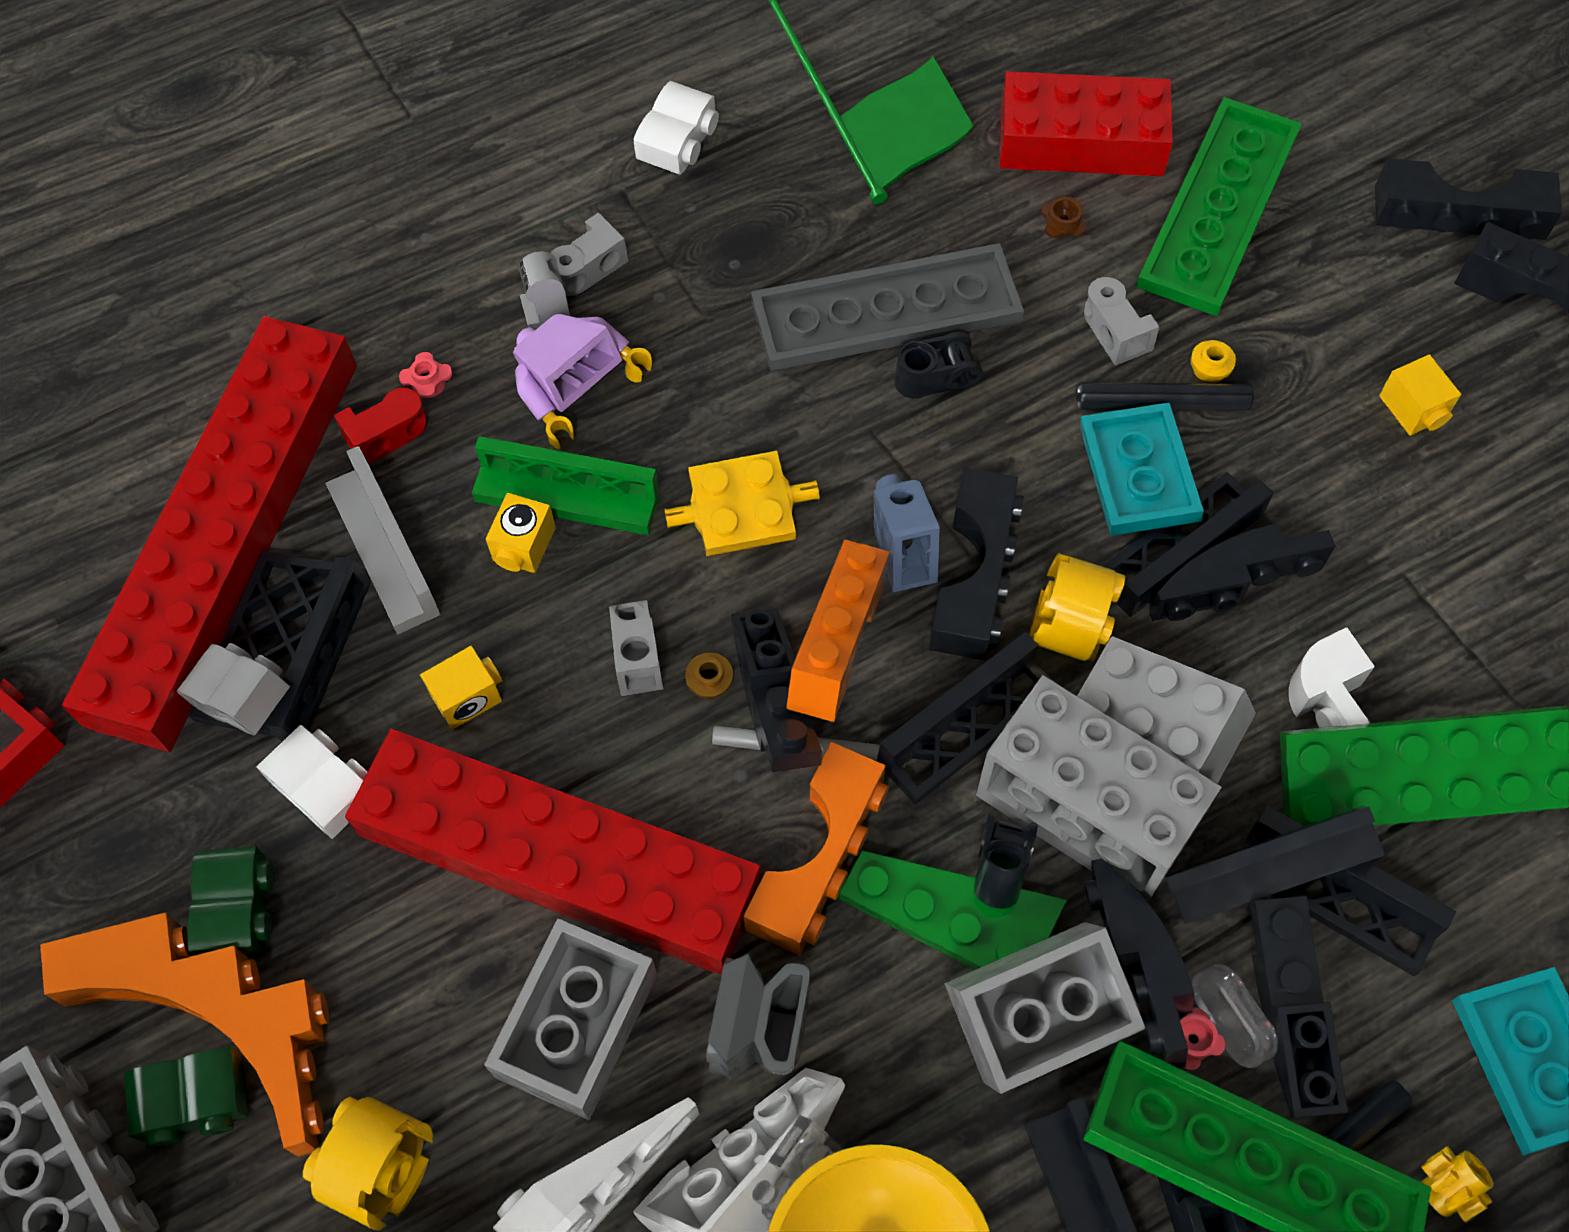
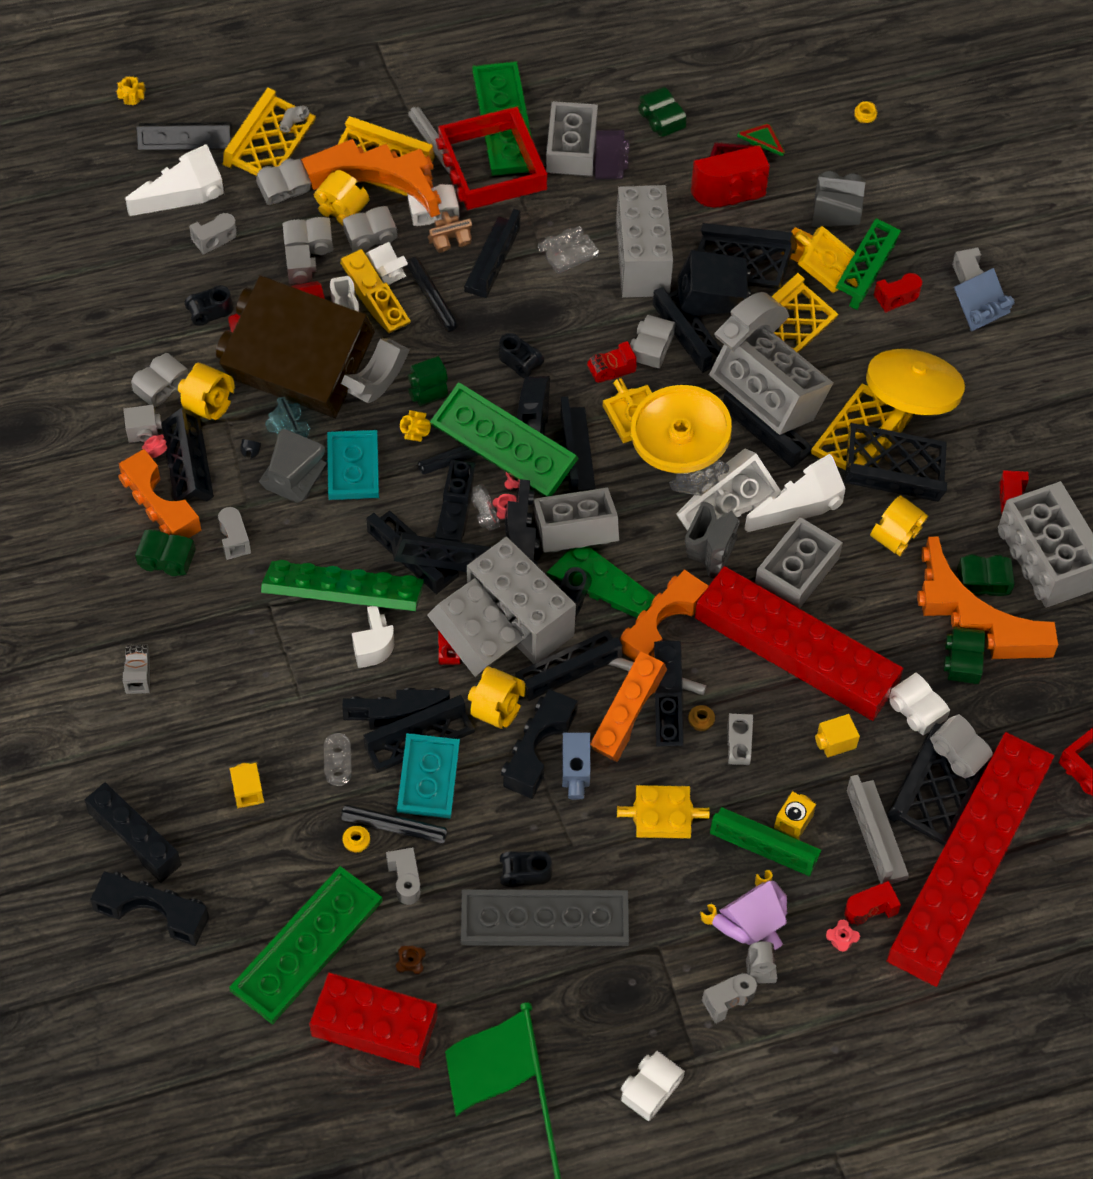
camera: 170 degrees left, 5 degrees down
(1300, 472) = (337, 761): none -> clear plate

